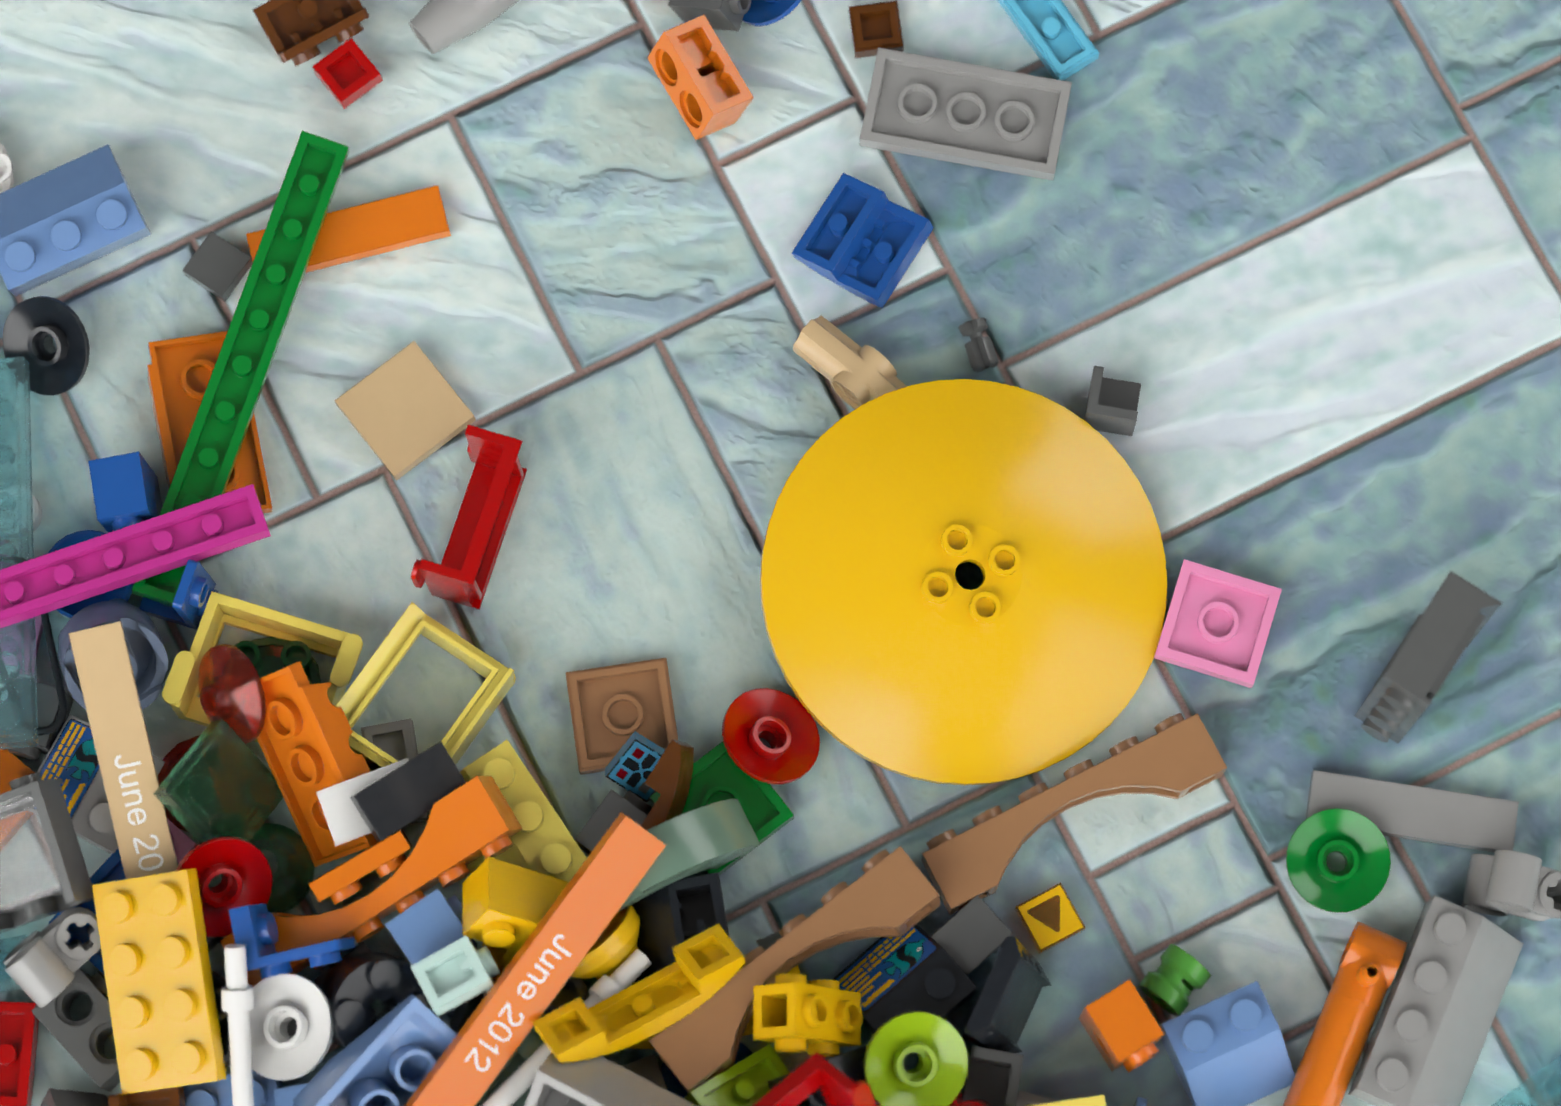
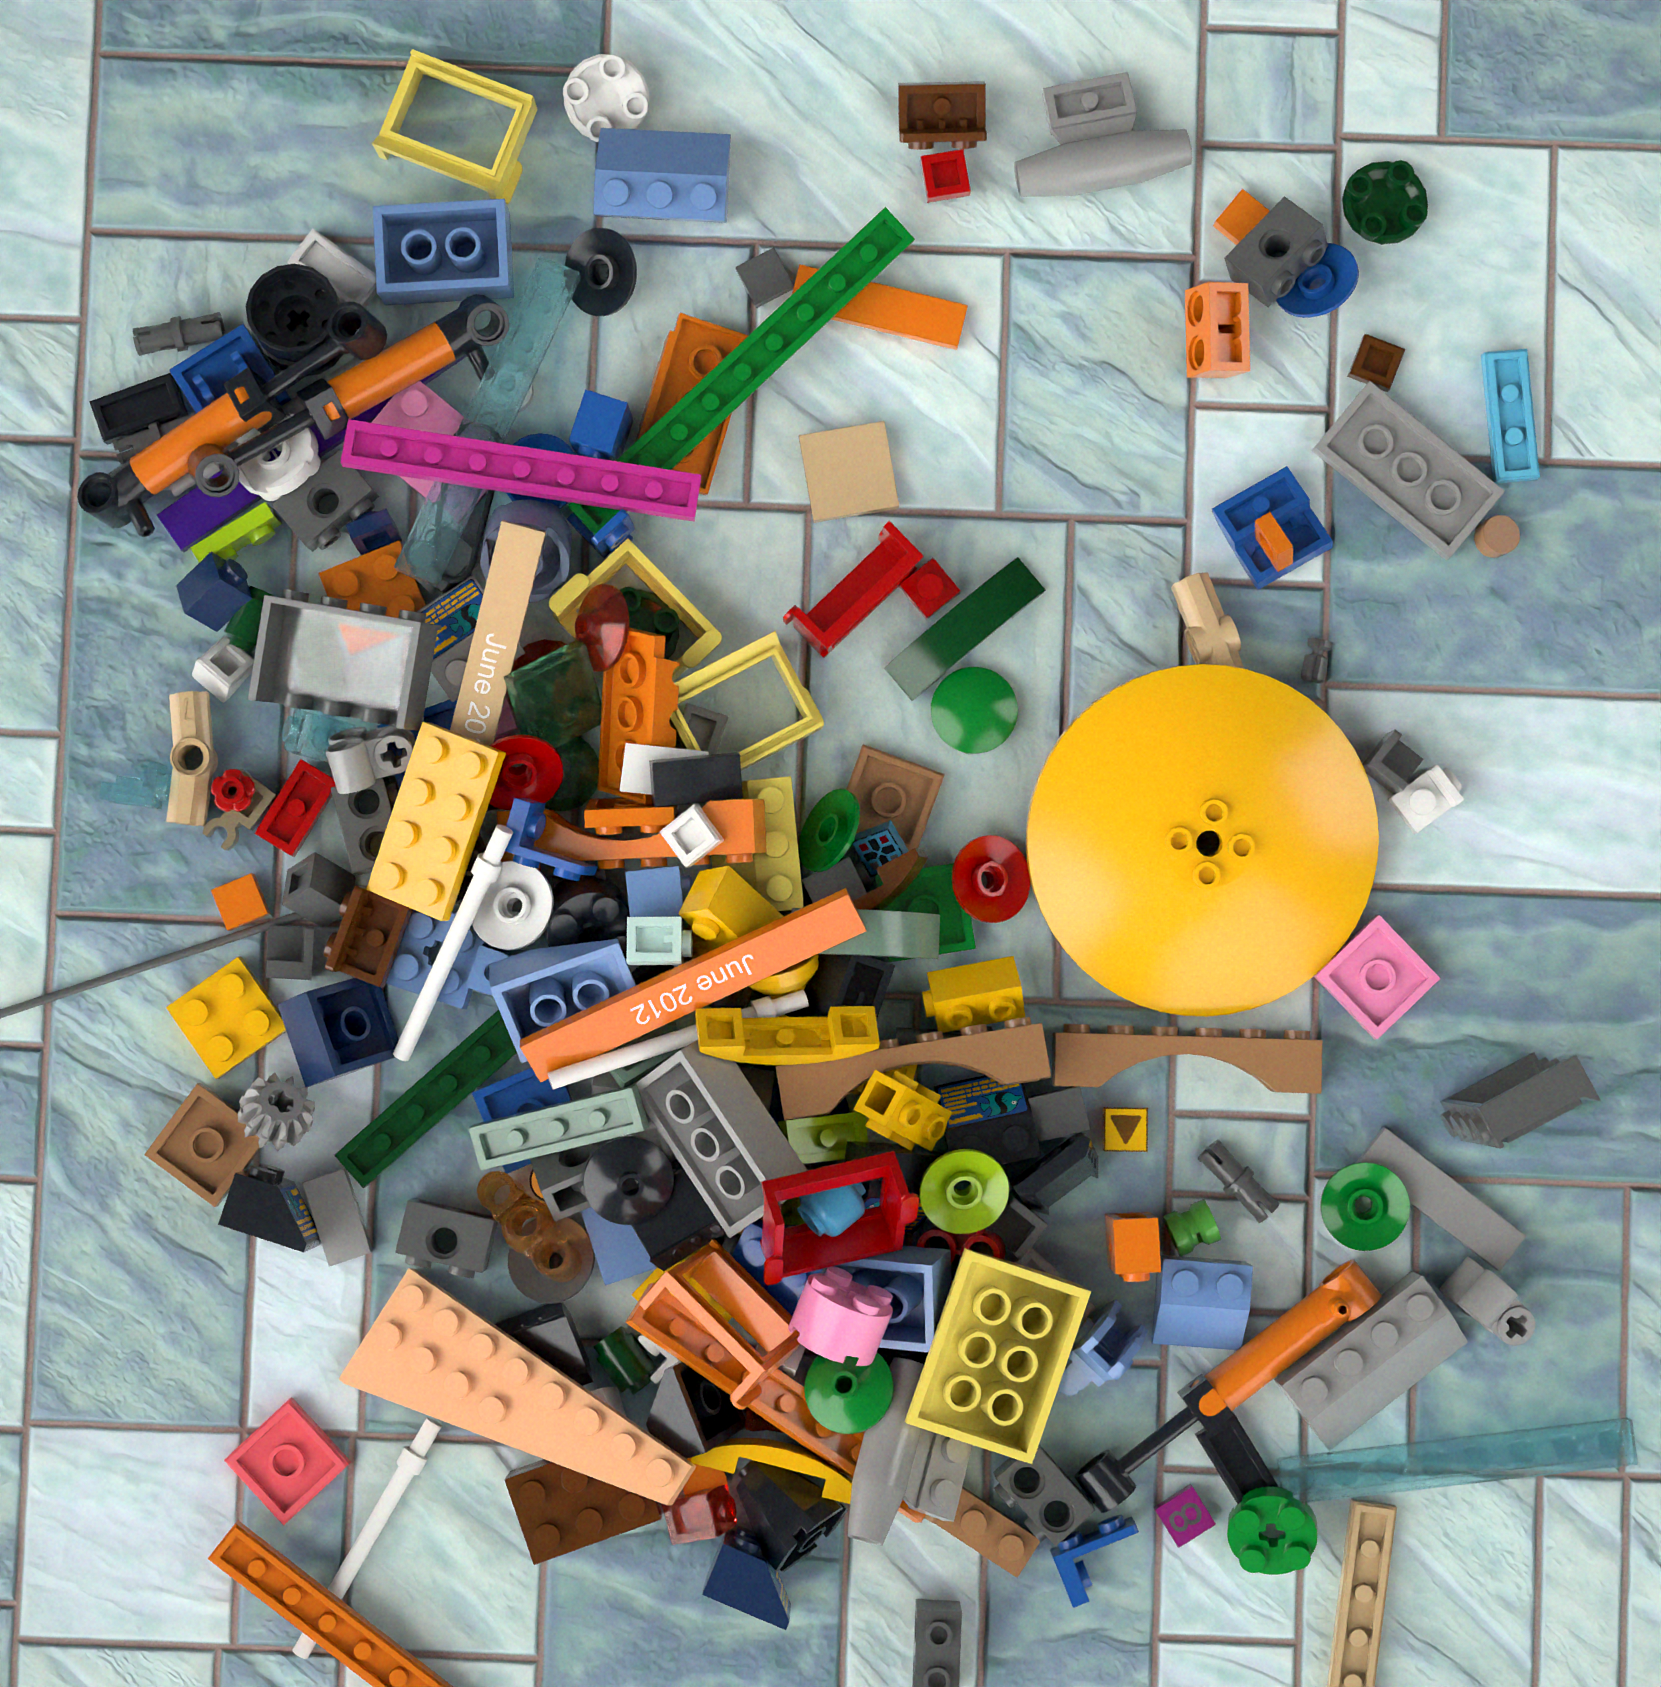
camera: 25 degrees right, 10 degrees up
(434, 848) = (691, 835): none -> white tile
(550, 482) = (929, 588): none -> red plate
(577, 775) = (829, 830): none -> green dish
(605, 503) = (964, 628): none -> dark green slope
(661, 578) = (974, 710): none -> green dish
(816, 860) = (974, 994): none -> yellow brick
(870, 249) = (1273, 541): none -> orange tile
(1089, 130) = (1497, 536): none -> medium nougat piece
(1166, 419) = (1427, 797): none -> white bracket
(1195, 907) = (1238, 1181): none -> dark grey pin

